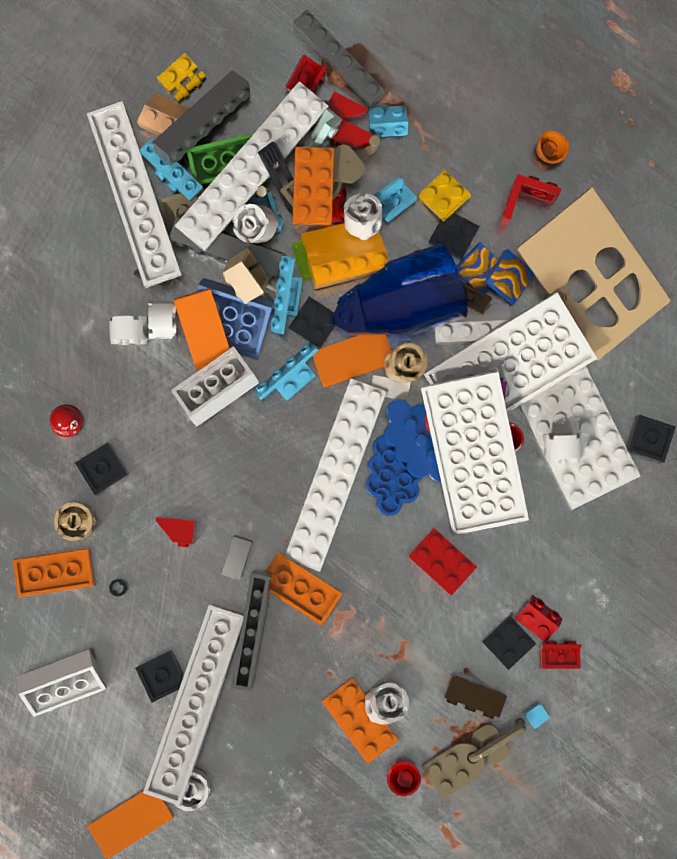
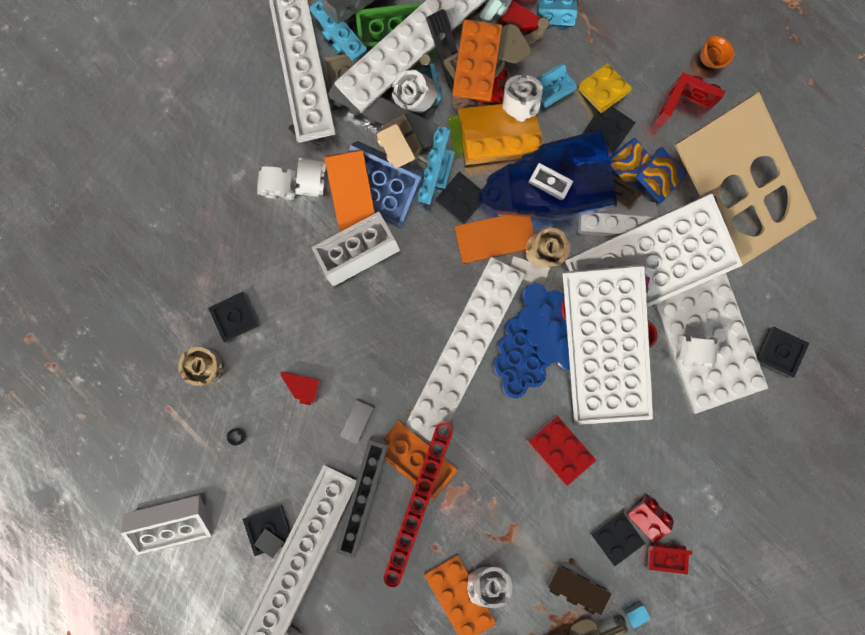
camera: 10 degrees right, 0 degrees up
(53, 572) = (174, 414): orange tile -> none
(66, 420) = (205, 265): red helmet -> none
(164, 688) = (268, 543): none -> dark grey sticker
(291, 376) = (431, 248): medium azure bracket -> none
(304, 639) = (411, 531): none -> red beam
(400, 297) = (550, 181): none -> white brick

